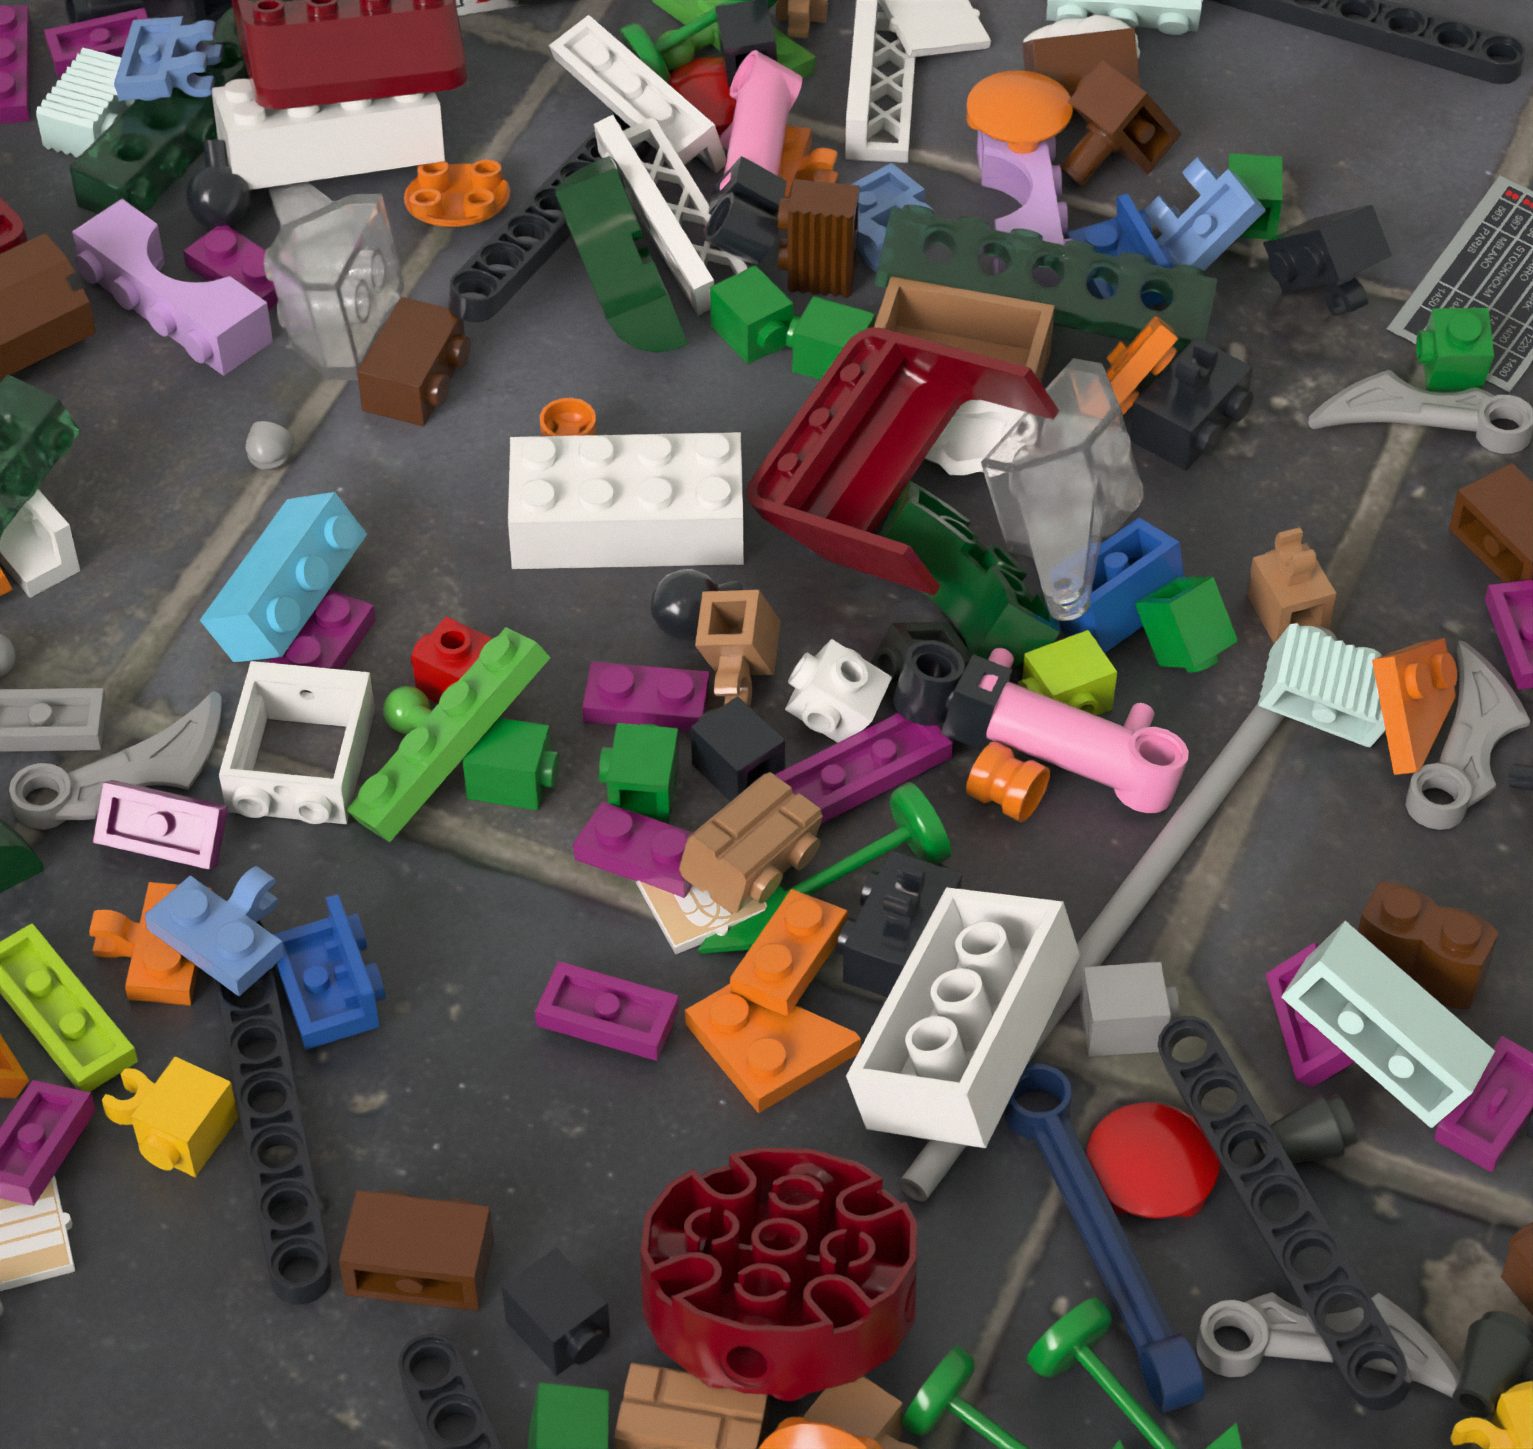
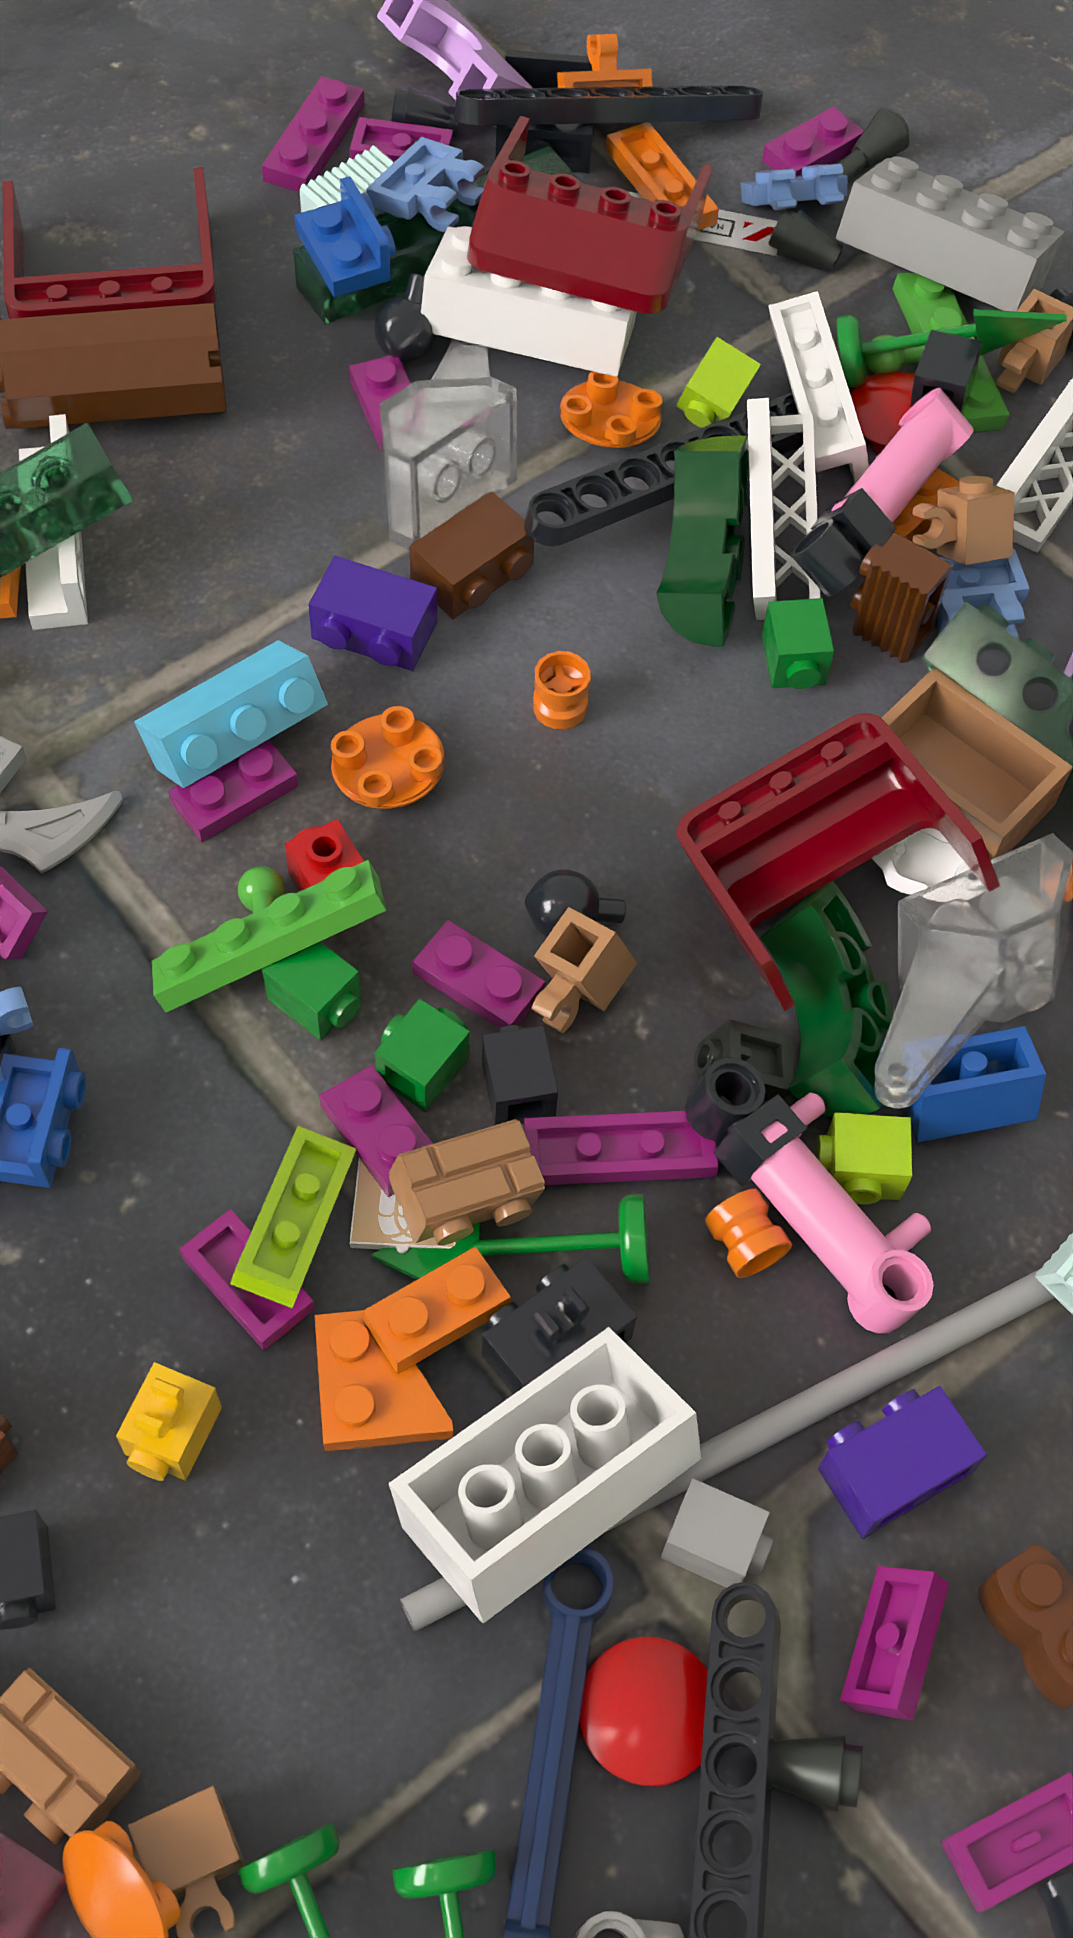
camera: 25 degrees right, 10 degrees up
(123, 136) = (347, 241): none -> blue bracket
(212, 320) = (330, 438): lavender arch -> none
(268, 445) = (301, 579): light grey hinge -> none
(279, 694) = (178, 830): white window -> none
(354, 445) = (373, 613): none -> dark purple brick
(448, 559) = (387, 759): none -> orange dish
(544, 130) = (717, 384): none -> lime brick
(617, 1142) = (168, 1423): none -> yellow brick
(621, 938) = (293, 1217): none -> lime plate
(625, 500) = (571, 776): white brick -> none
(779, 1272) = (204, 1659): dark red brick -> none
(822, 334) = (850, 690): green brick -> none
(836, 691) = (640, 1062): white brick -> none
(846, 148) = (970, 521): none -> medium nougat brick
(1186, 623) = (1014, 1154): green brick -> none
(1235, 887) = (899, 1459): none -> dark purple brick
(1388, 1024) = (952, 1711): light aqua brick -> none

